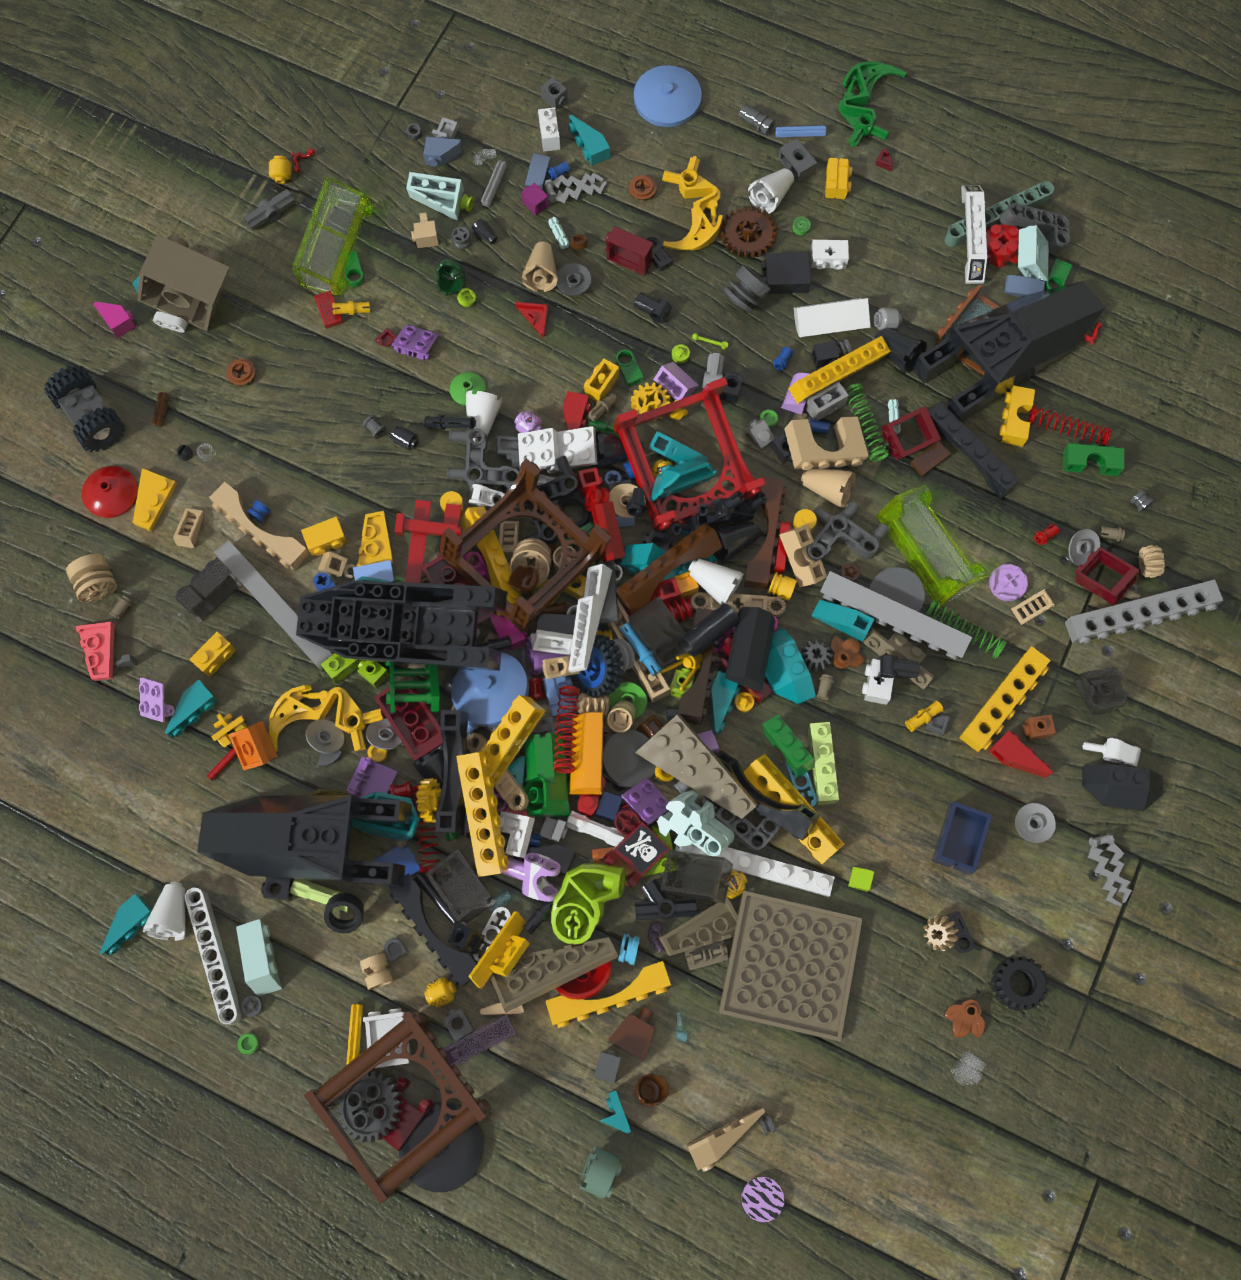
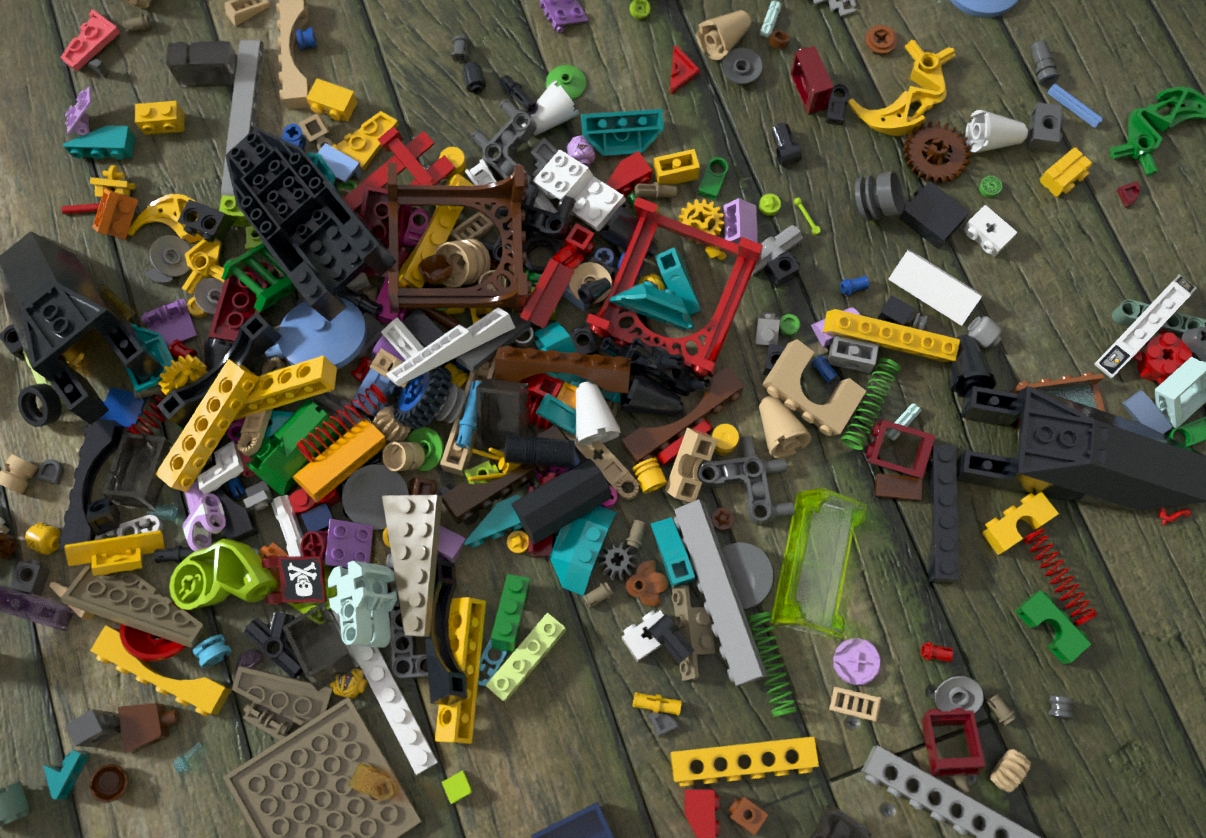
camera: 45 degrees right, 0 degrees up
(330, 685) = (206, 221): none -> black brick
(543, 386) = (622, 131): none -> teal wedge
(692, 599) = (558, 413): none -> teal tile
(810, 630) = (636, 535): none -> dark tan pin
(811, 924) = (368, 781): none -> clear yellow piece

